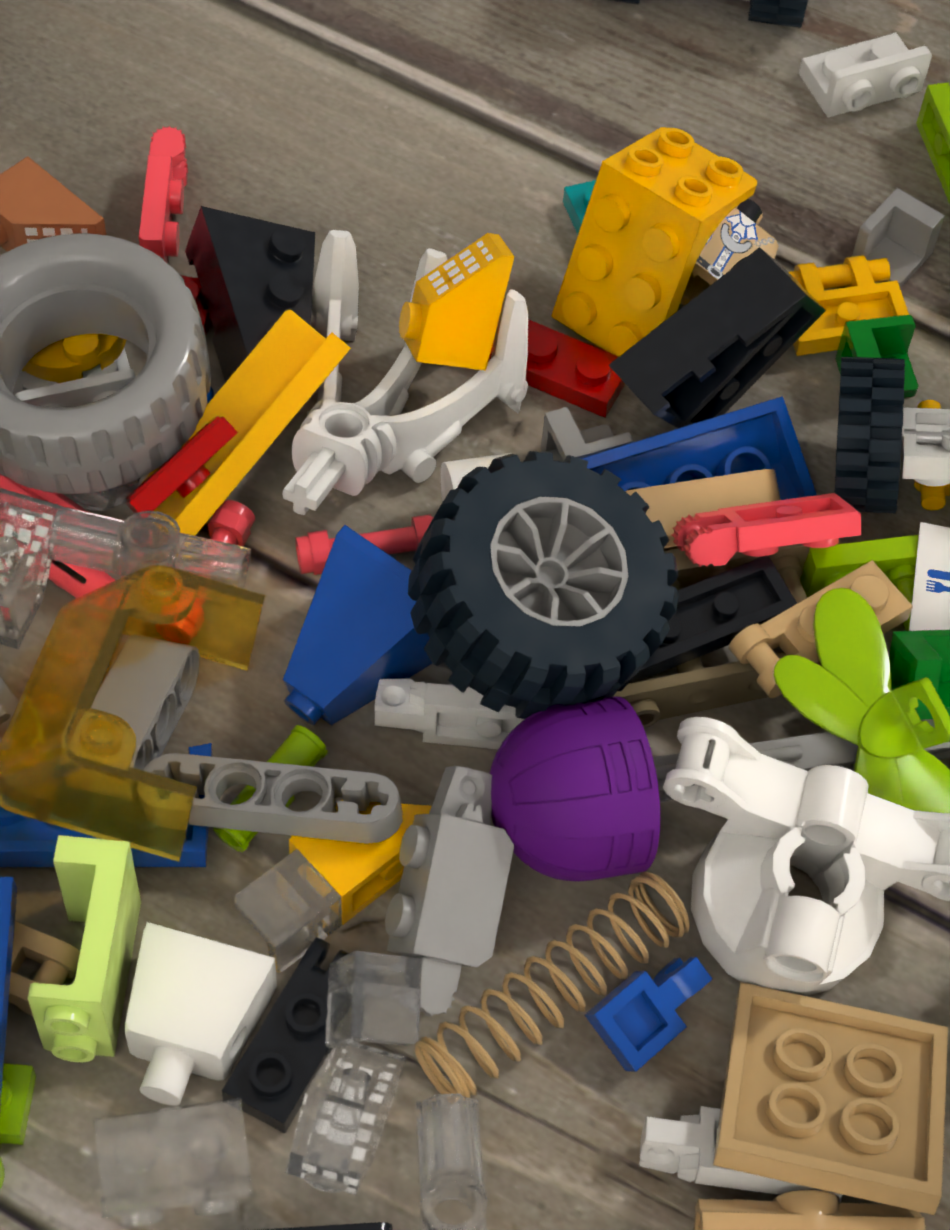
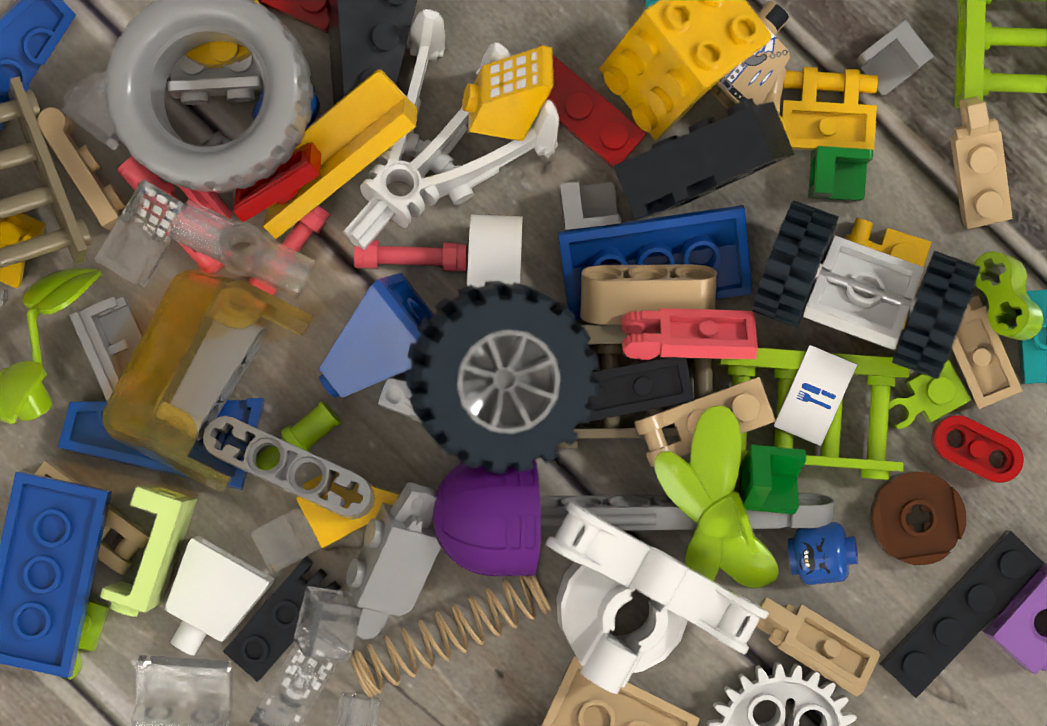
camera: 15 degrees right, 30 degrees up
(641, 1012) = (504, 664): blue plate -> none

